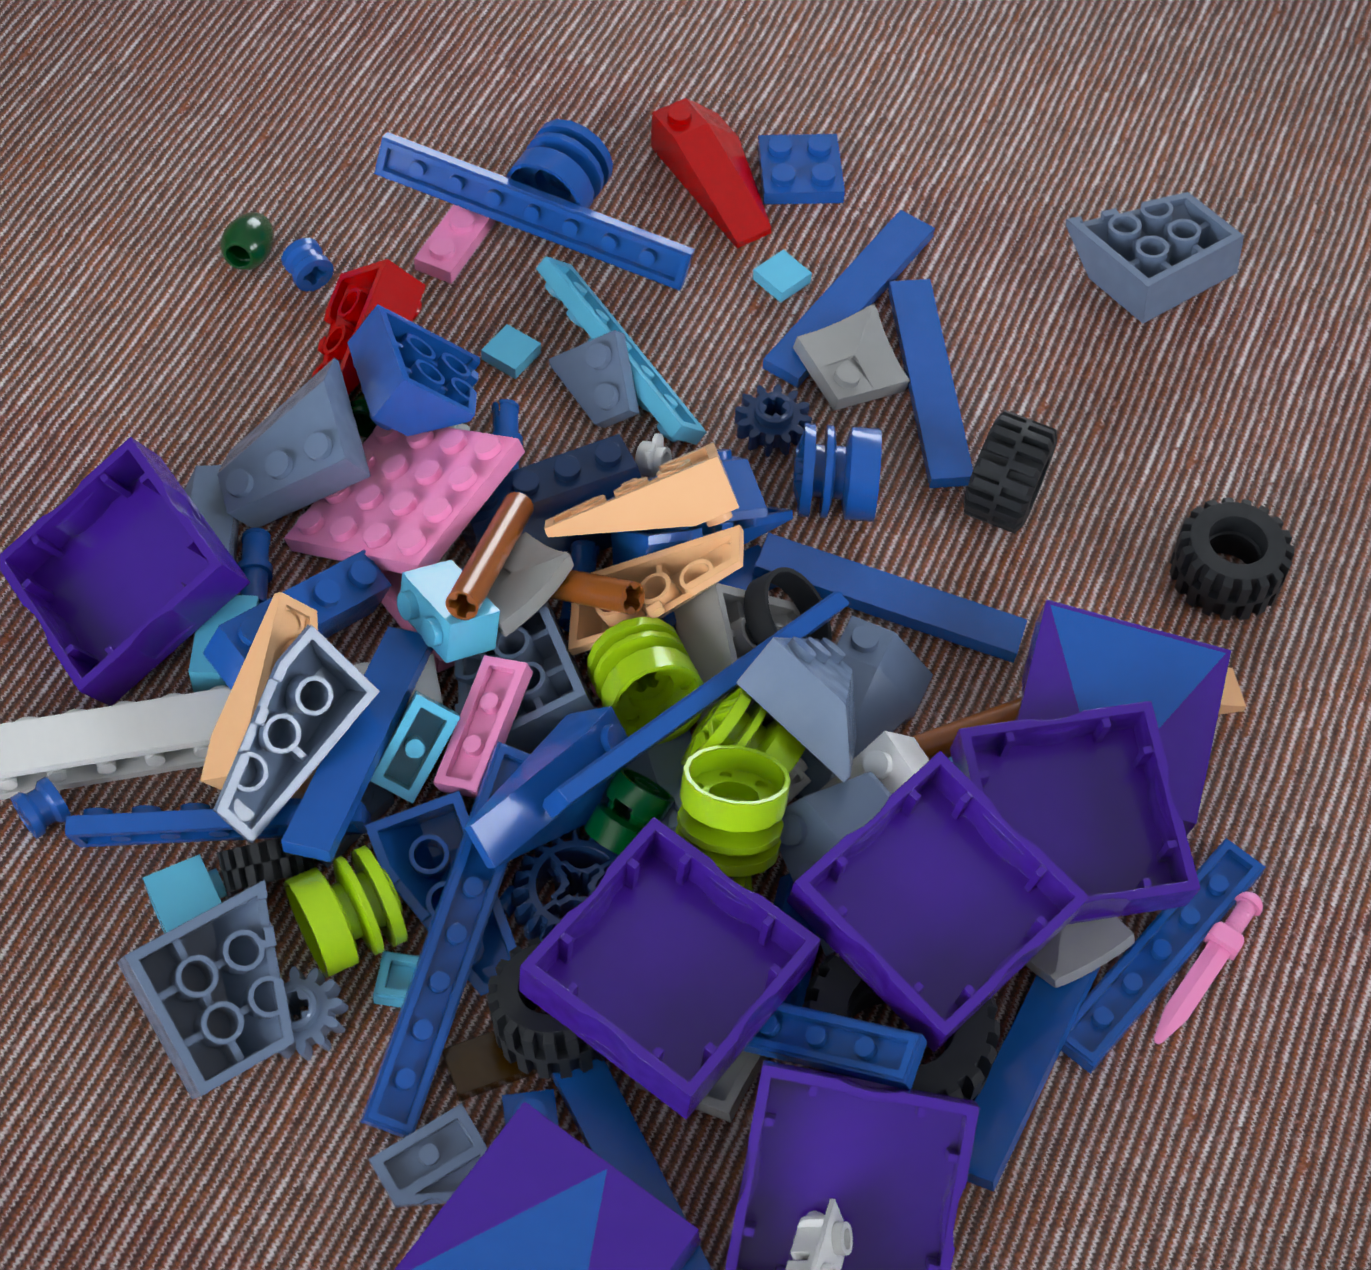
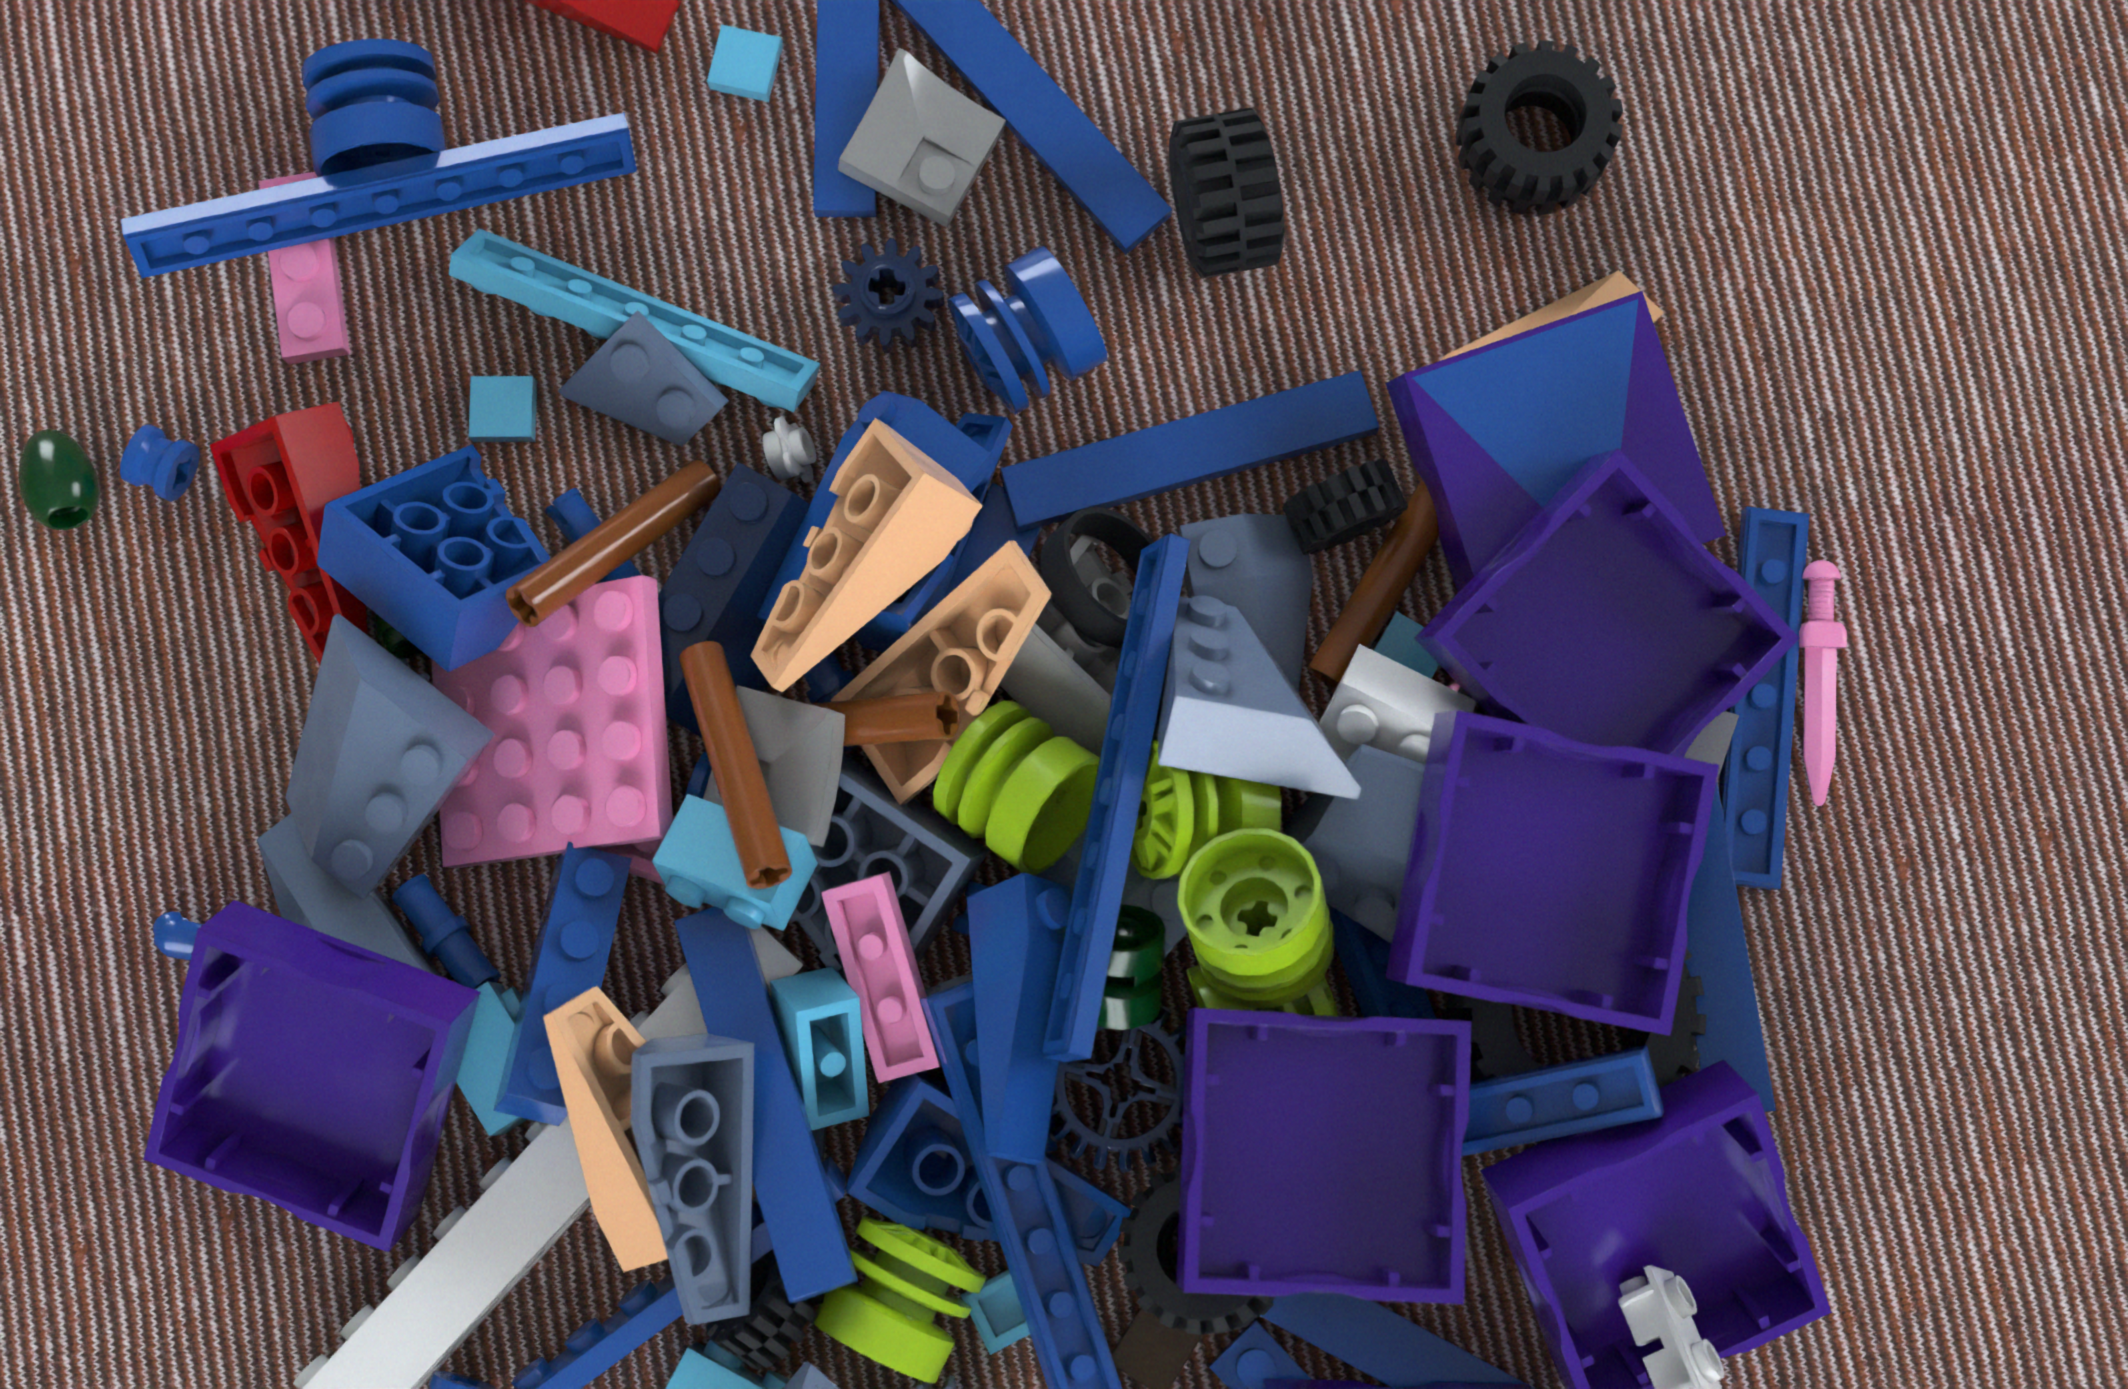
camera: 30 degrees left, 25 degrees up
(496, 420) = (612, 543): none -> dark orange piece
(962, 672) = (1344, 506): none -> black tyre

